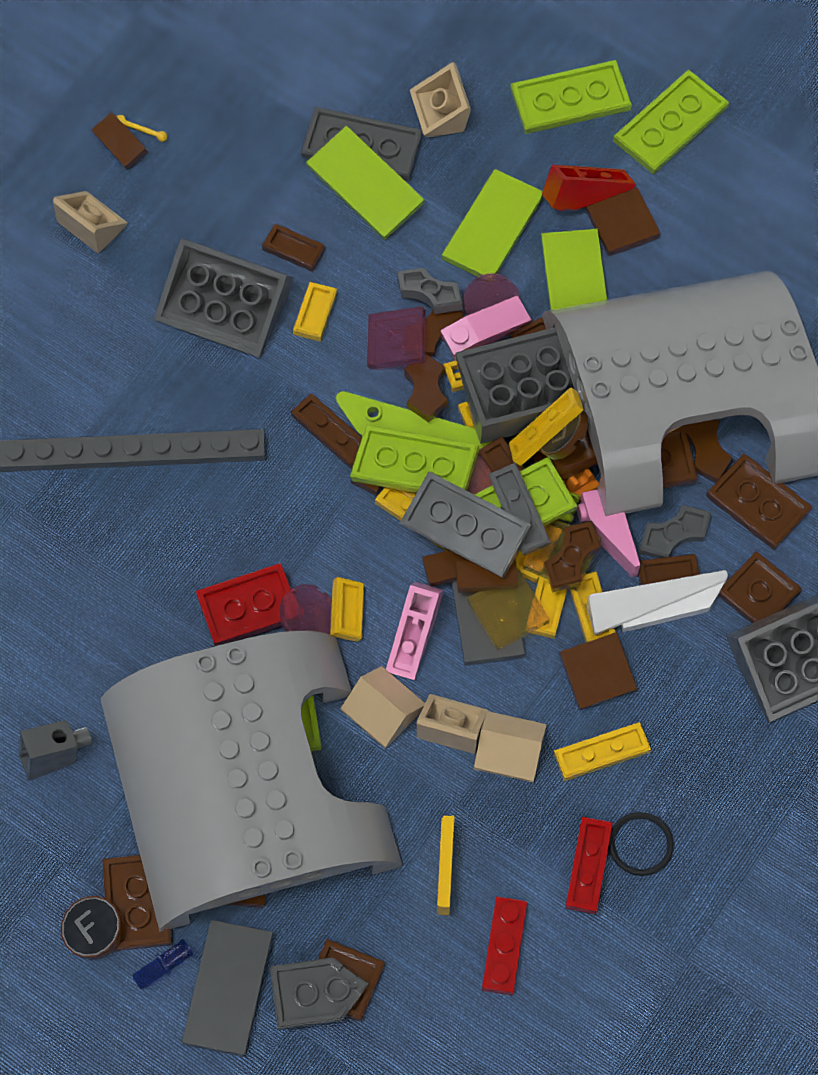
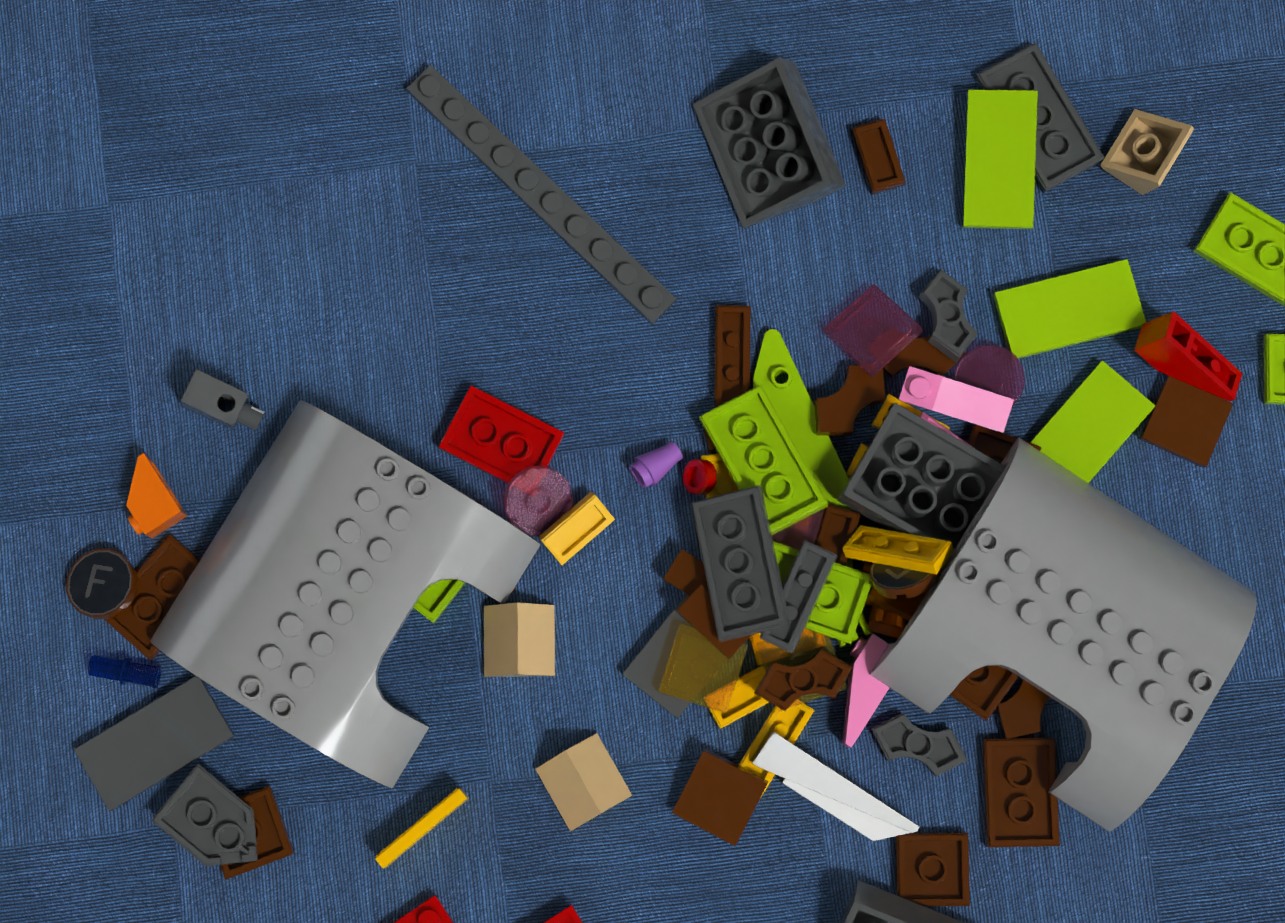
camera: 45 degrees right, 15 degrees up
(71, 846) = (151, 500): none -> orange slope
(315, 311) = (833, 234): yellow tile -> none
(353, 531) = (655, 464): none -> medium lavender cone
(387, 510) = (699, 476): none -> red tile
(414, 629) = (611, 603): bright pink slope -> none
(451, 723) = (558, 712): tan slope -> none
(602, 751) = (651, 866): yellow tile -> none
(667, 569) = (874, 773): reddish brown tile -> none

